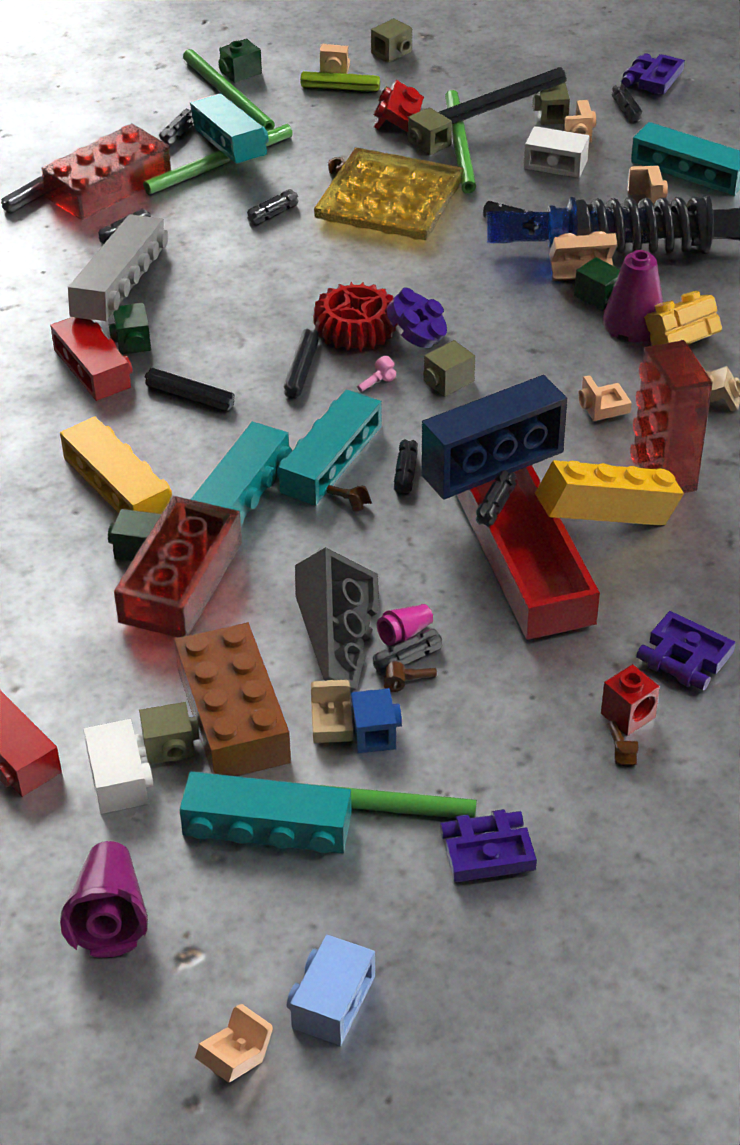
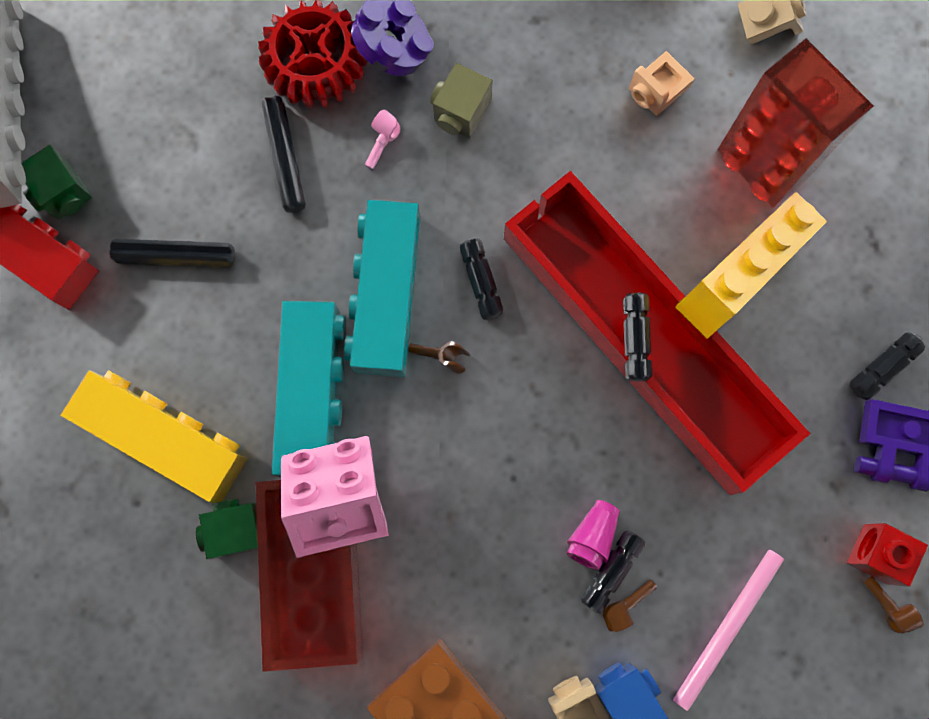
camera: 20 degrees left, 35 degrees up
(219, 516) = (331, 497): none -> bright pink bracket
(337, 608) = (509, 551): dark grey wedge -> none
(478, 715) = (728, 630): none -> bright pink bar
(493, 435) = (608, 254): dark blue brick -> none
(699, 603) = (887, 365): none -> black axle

